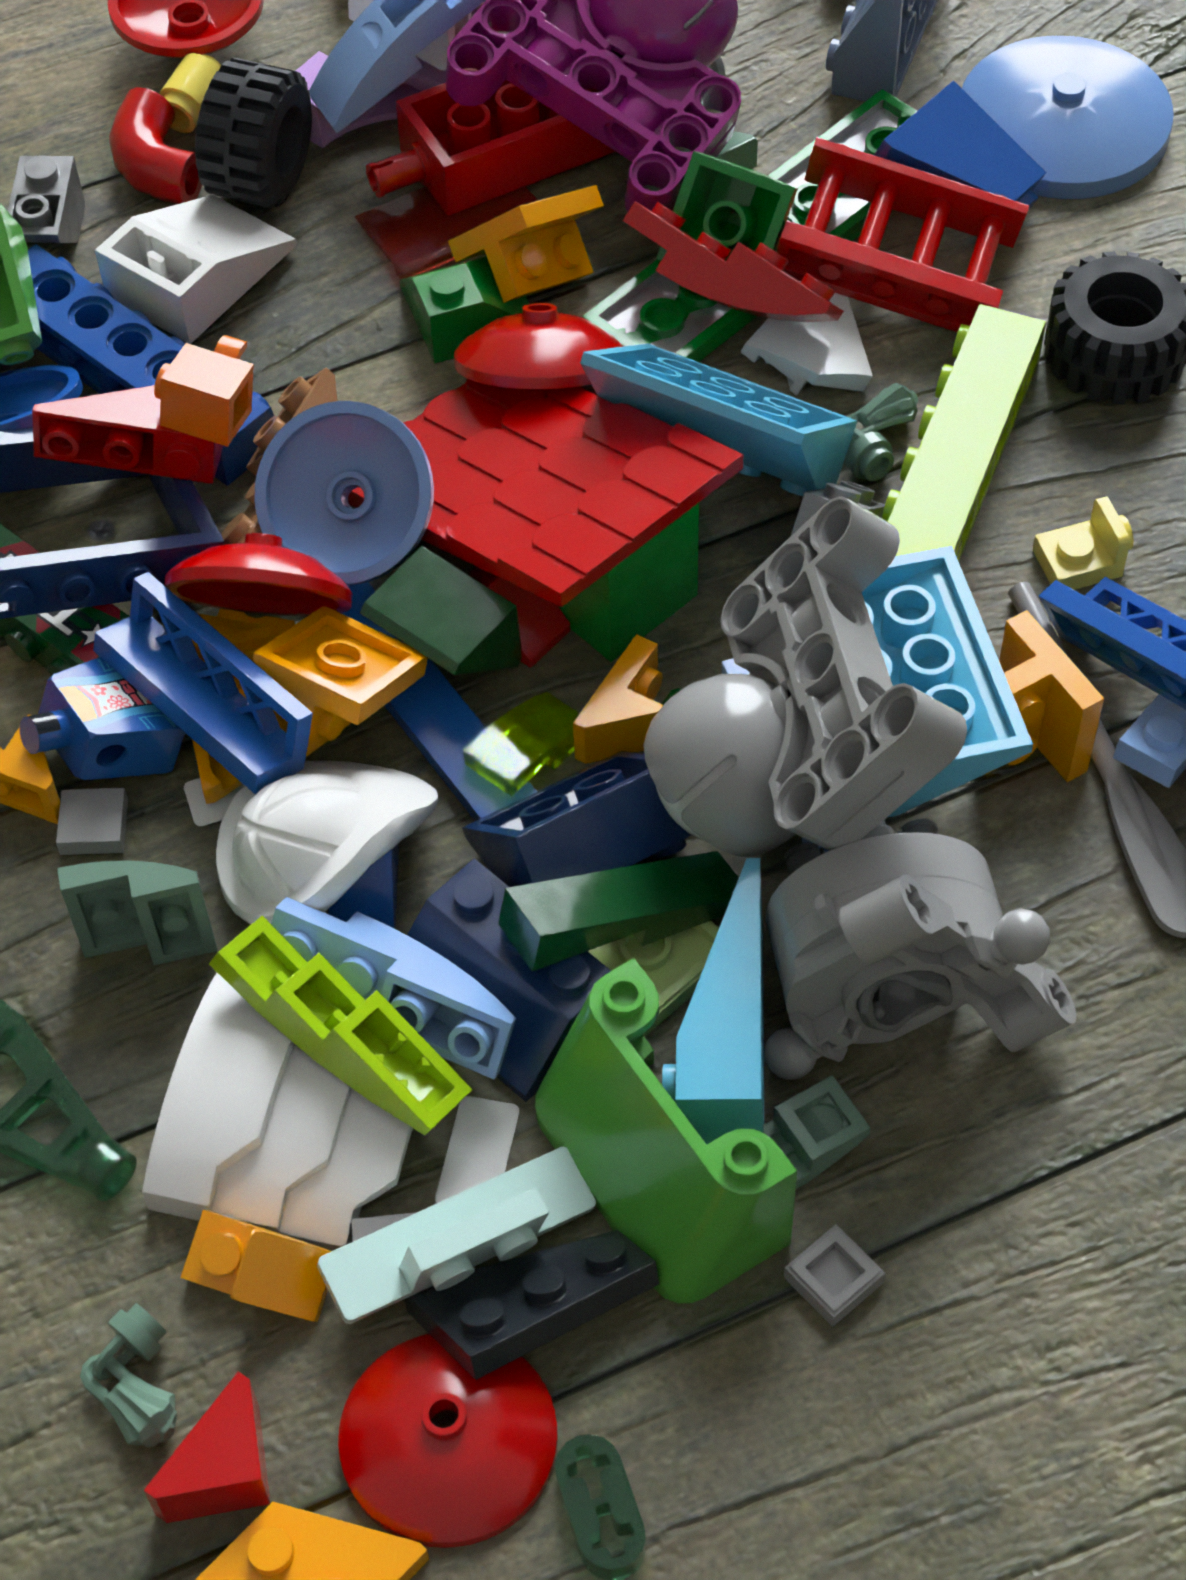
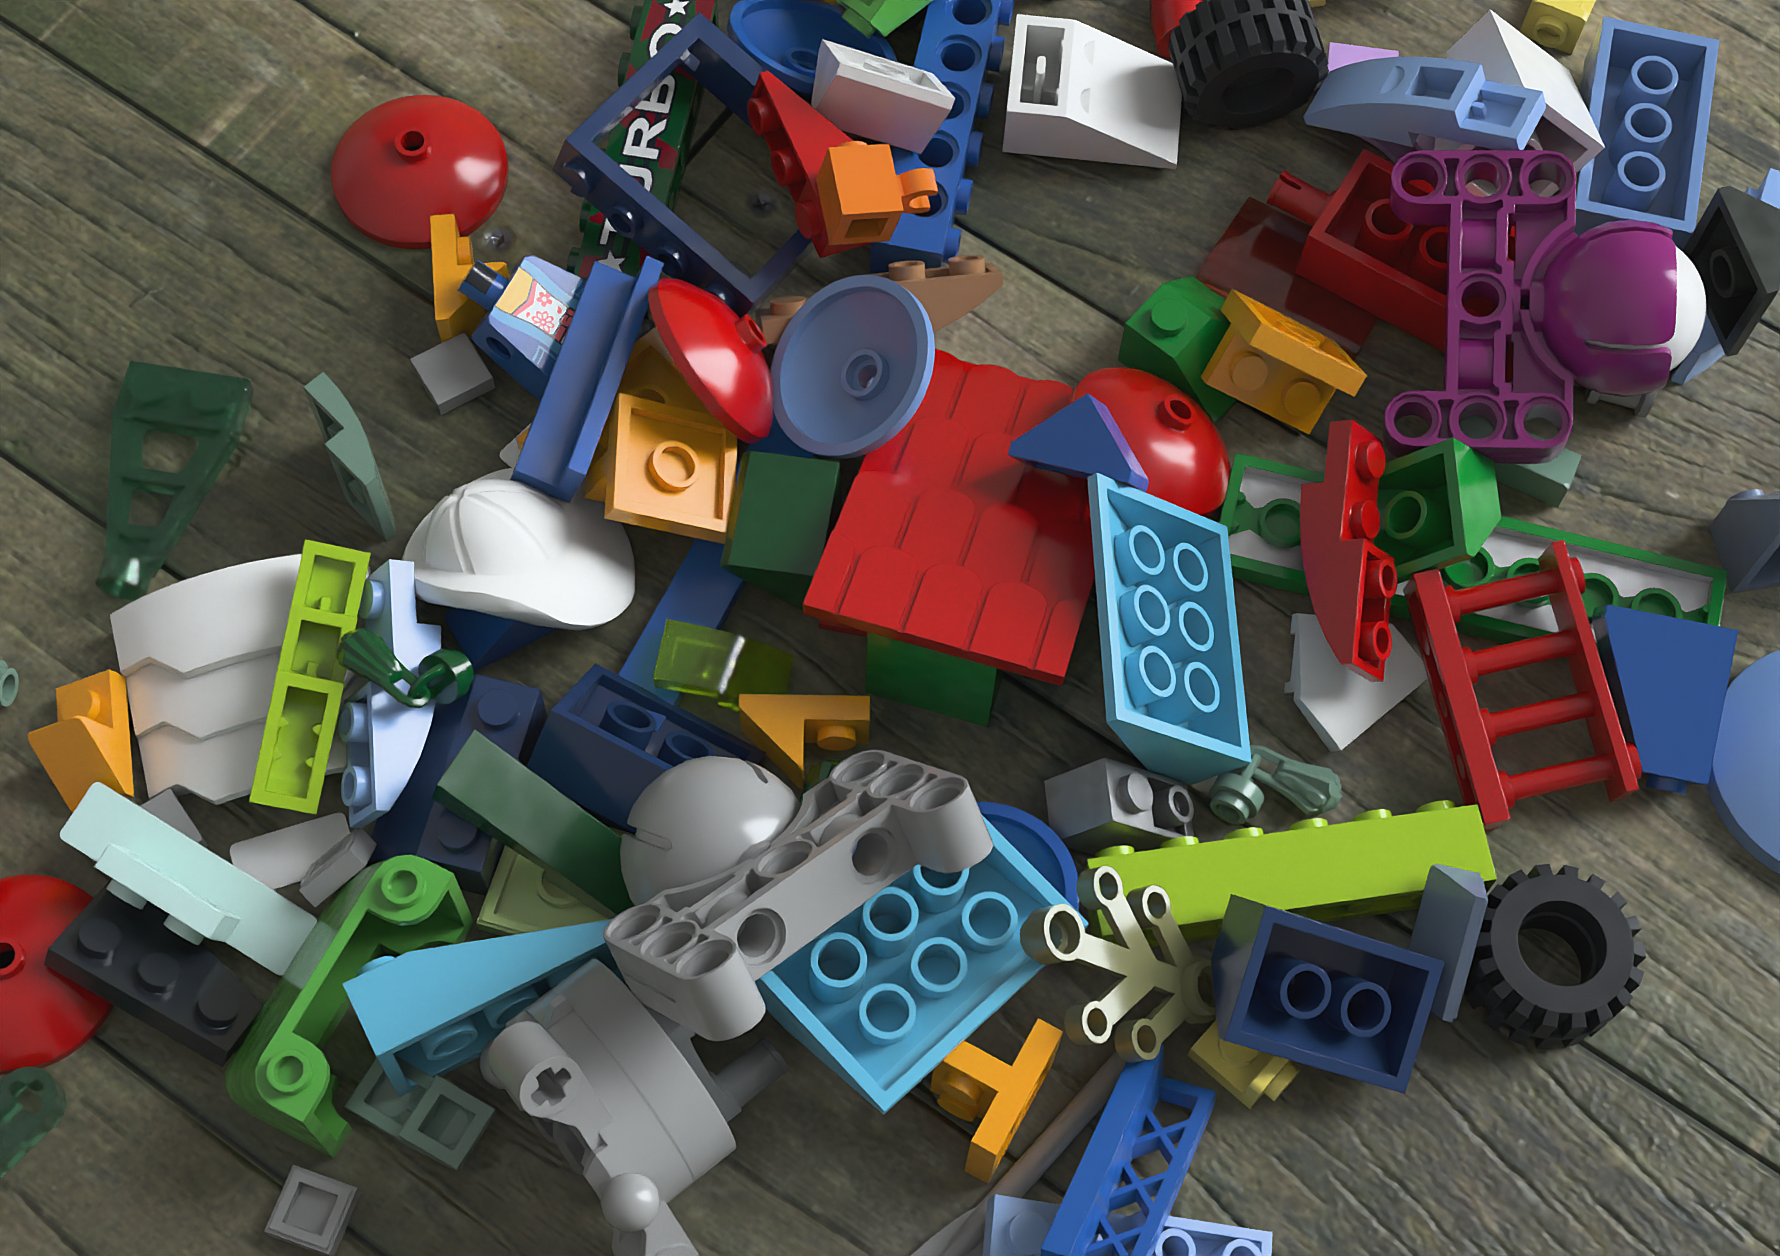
camera: 55 degrees right, 10 degrees up
(108, 361) = (879, 97): none -> white slope
(415, 921) = (442, 674): none -> dark green piece
(528, 1102) = (337, 866): none -> light grey tile
(539, 367) = (1079, 444): none -> blue slope
(967, 547) = (1058, 936): none -> olive plant
(1071, 458) = (1321, 994): none -> dark blue slope
(1075, 373) = (1449, 930): none -> sand blue slope

